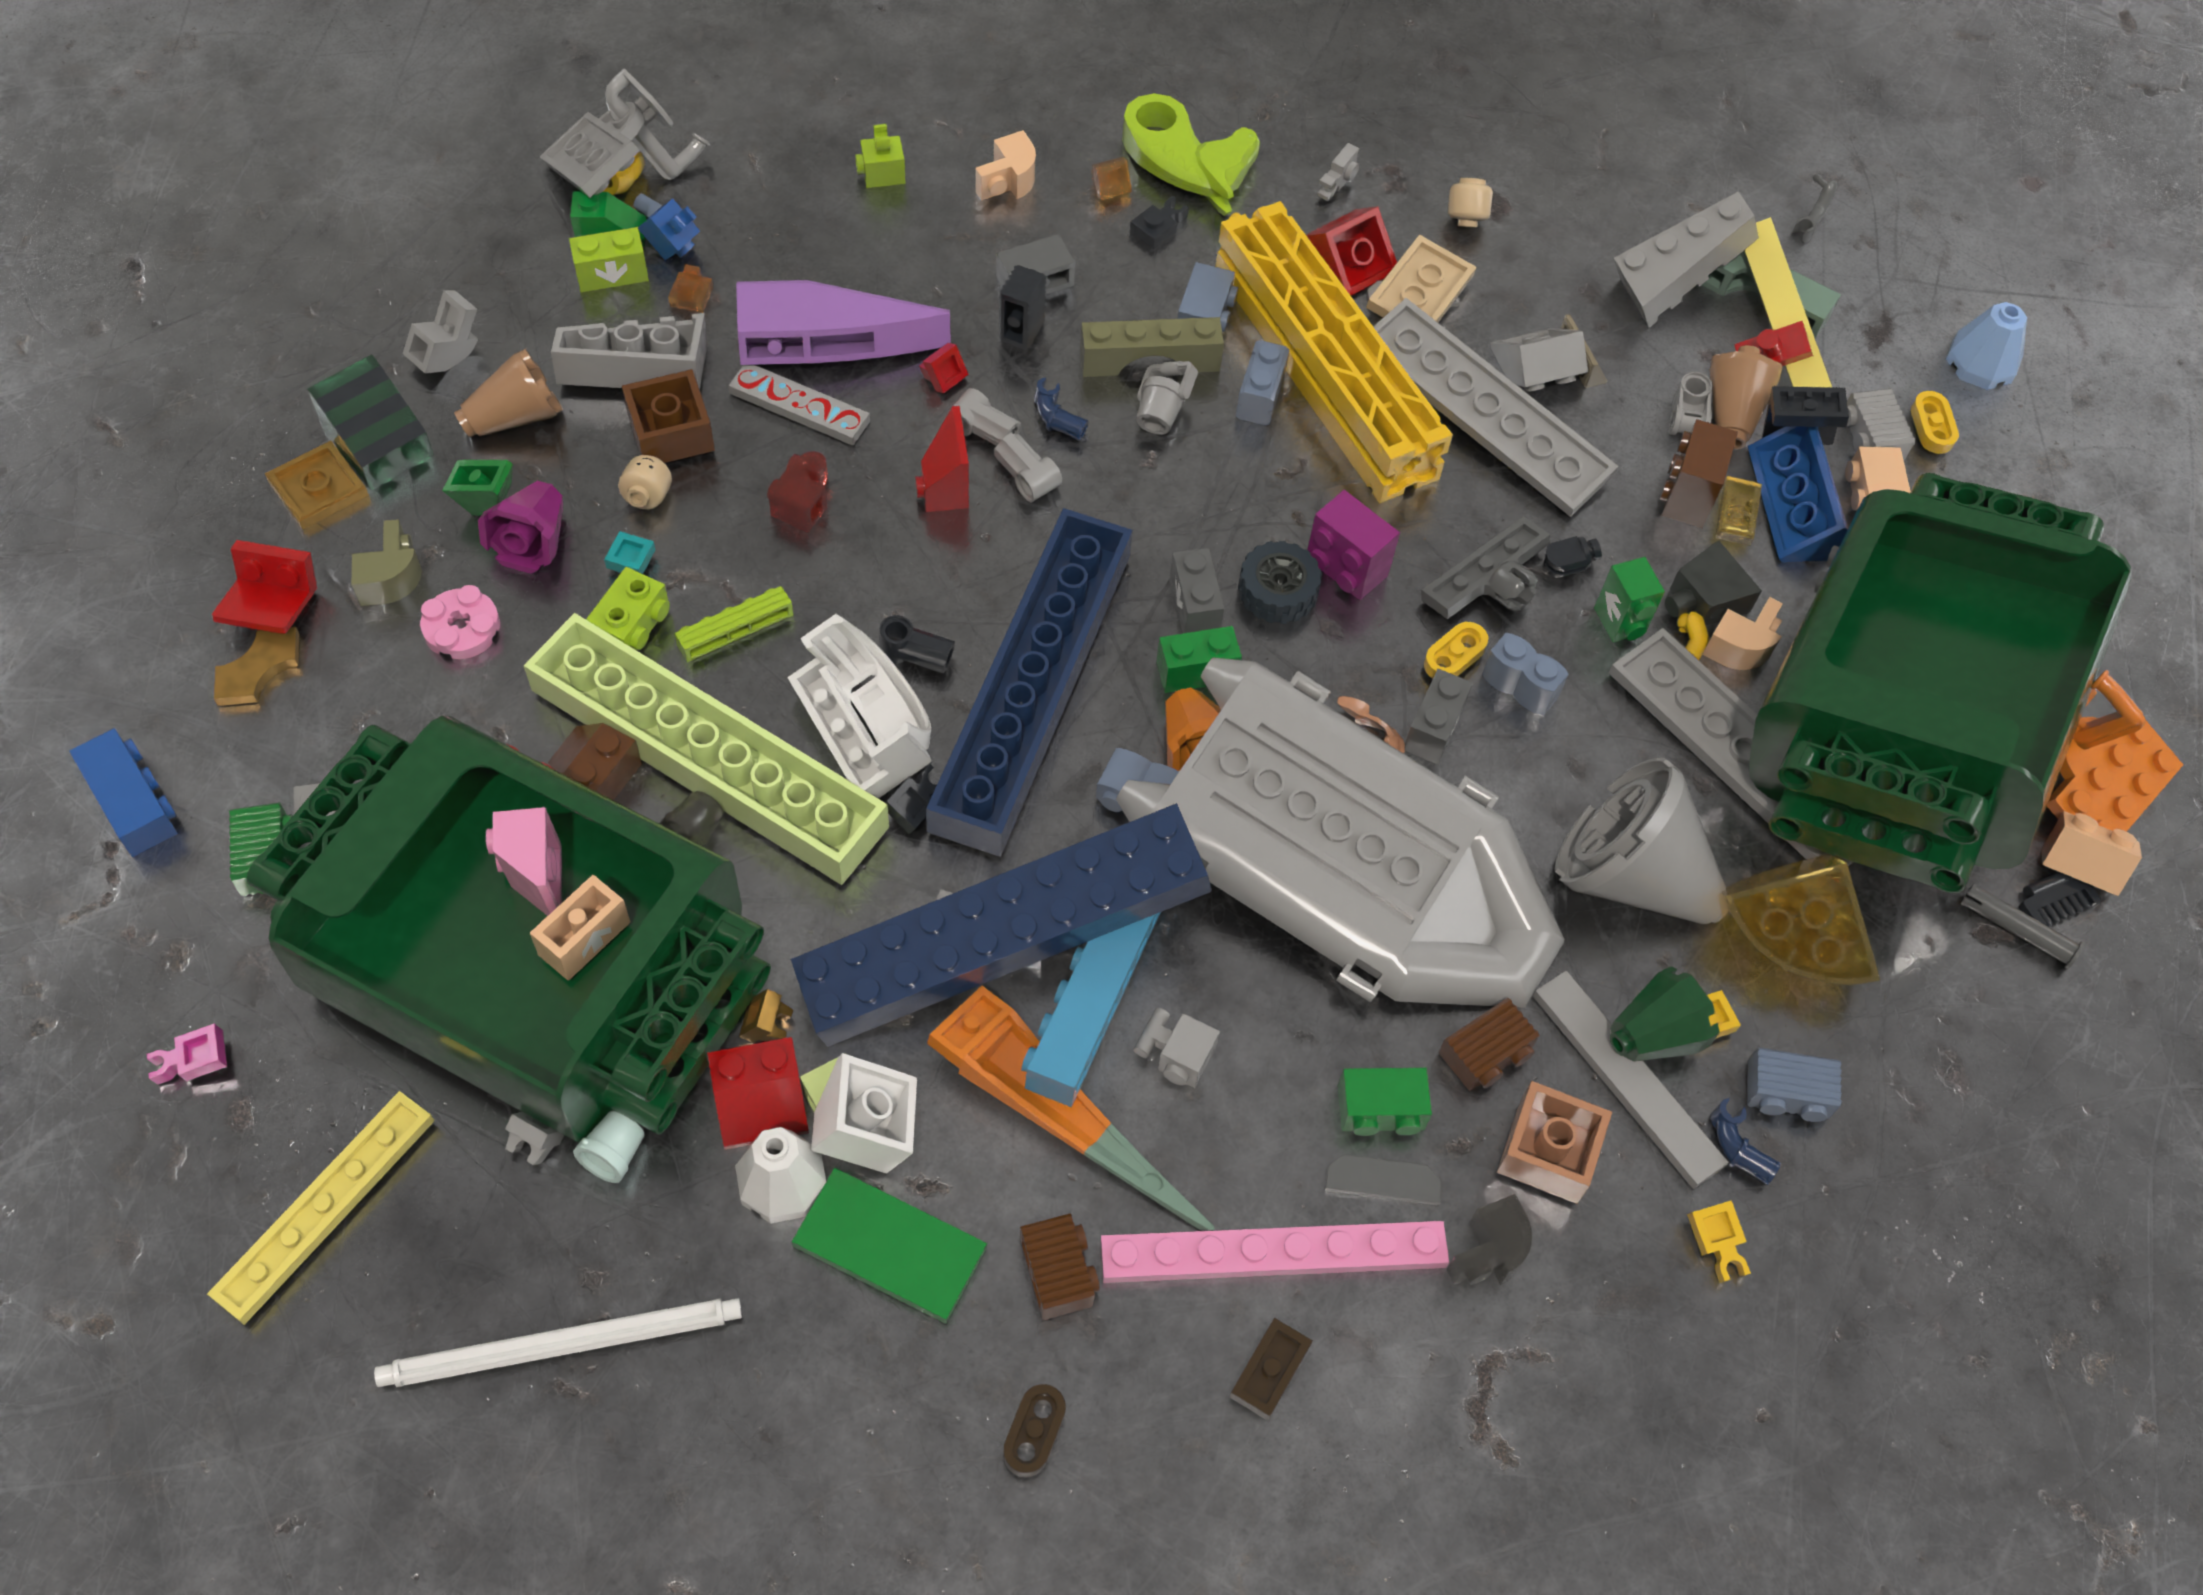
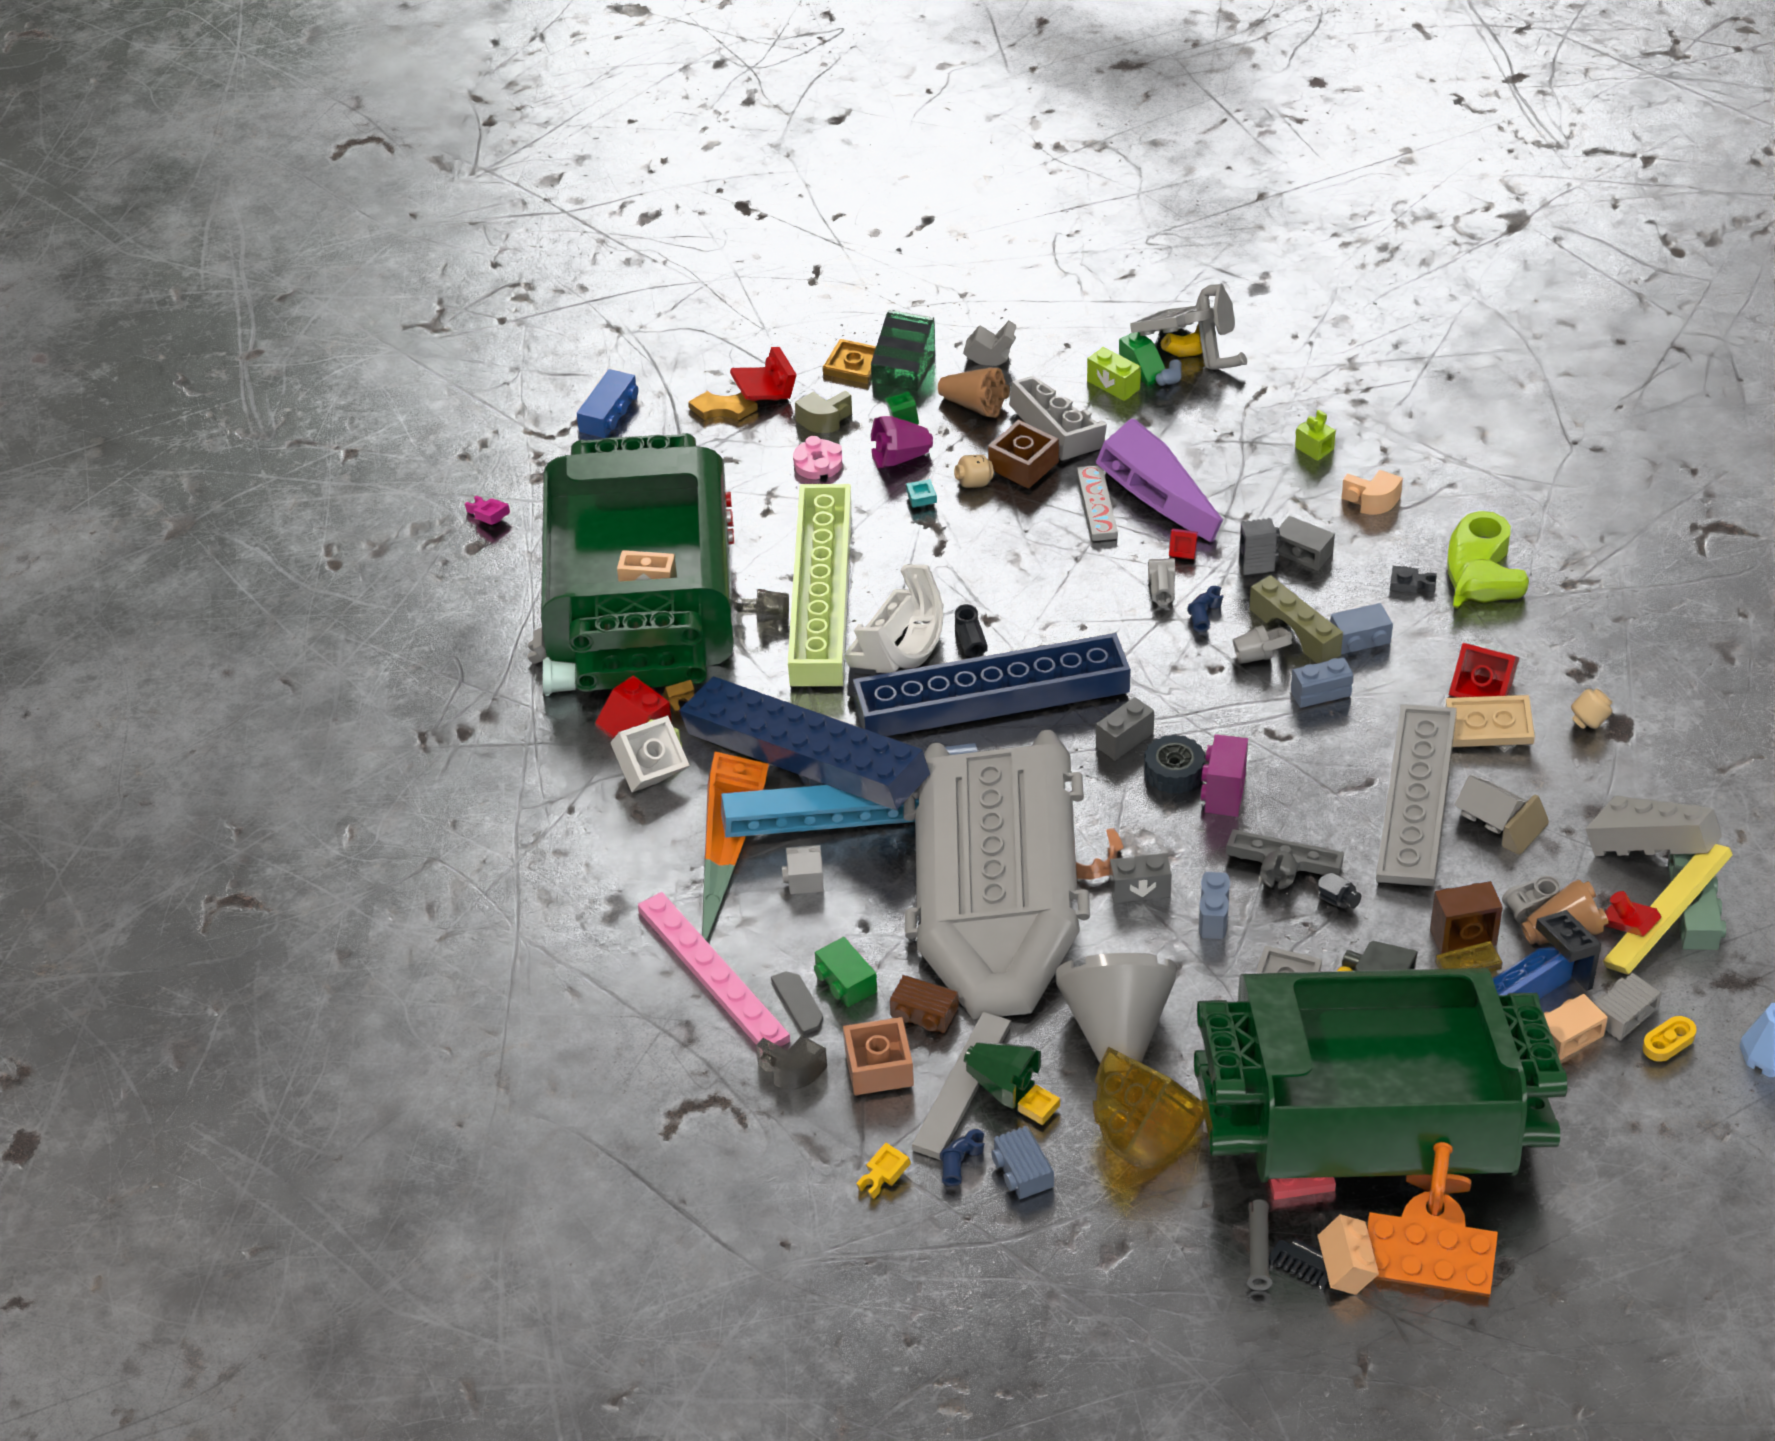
camera: 65 degrees right, 15 degrees down
(320, 1208) = (447, 597): light yellow plate -> none
(528, 855) = (669, 528): bright pink slope -> none
(557, 1342) = (443, 720): white piece -> none
(598, 758) = (769, 554): reddish brown slope -> none
(631, 608) = (878, 510): lime brick -> none
(670, 229) = (1159, 383): blue brick -> none
(691, 290) = (1136, 412): clear orange tile -> none
(734, 623) = (908, 553): lime piece -> none
(780, 1175) = (591, 745): white cone -> none
(800, 492) = (1027, 530): clear red brick -> none
(890, 1245) = (590, 813): green tile -> none
(945, 468) = (1108, 578): red slope -> none
(1031, 473) = (1145, 618): light grey piece -> none
(1033, 1431) = (529, 918): dark brown plate -> none
(1058, 1266) = (628, 880): reddish brown brick -> none
(1111, 178) = (1417, 539): clear orange tile -> none
(1185, 656) = (1086, 753): green brick -> none
(1271, 1369) = (638, 998): dark brown plate -> none
(1333, 353) = (1369, 699): yellow piece -> none
(1343, 169) = (1550, 637): light grey plate -> none
(1452, 652) = (1193, 865): yellow plate -> none
(1629, 599) = (1318, 924): green brick -> none

